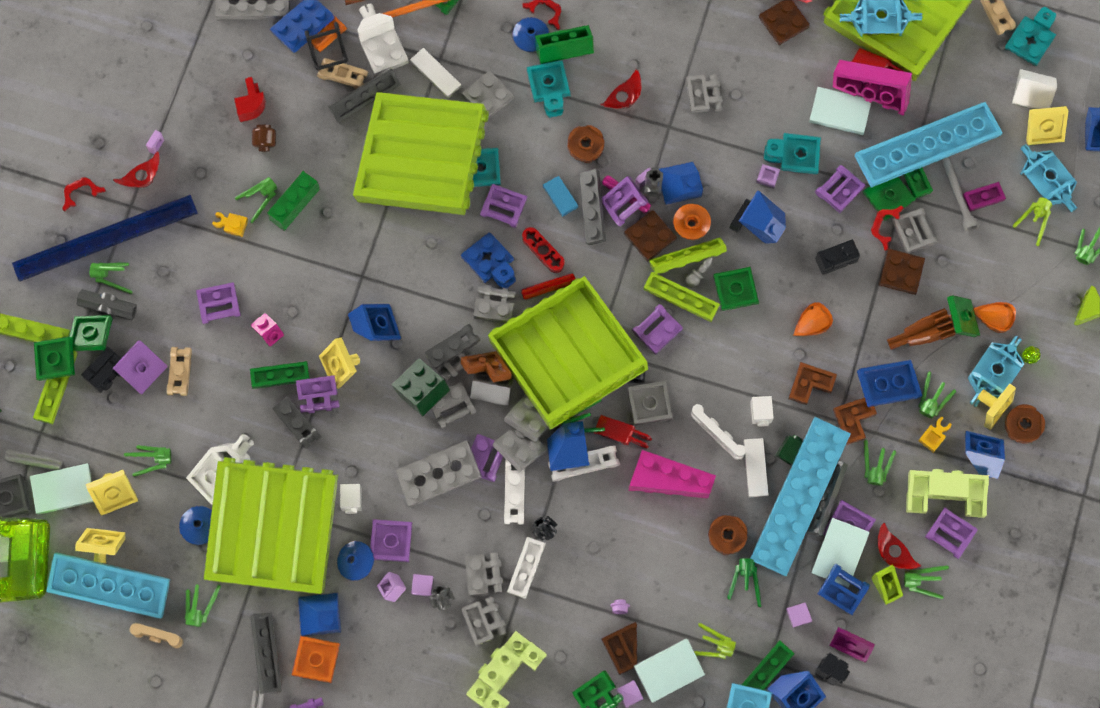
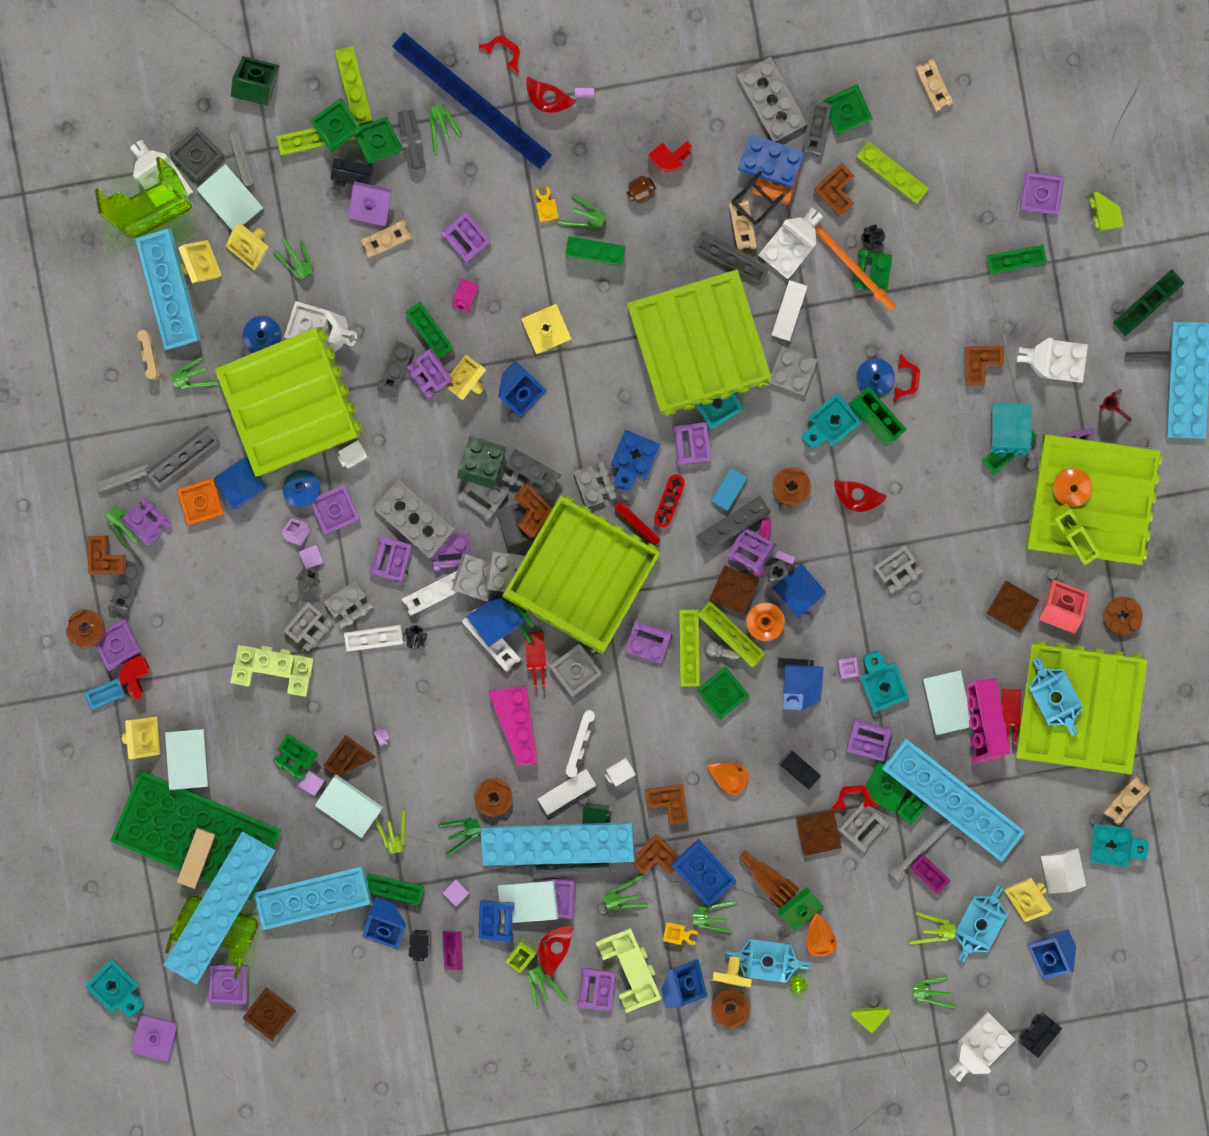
camera: 70 degrees right, 15 degrees up
(336, 277) = (546, 329): none -> light yellow tile
(467, 509) = (396, 562): none -> medium lavender plate

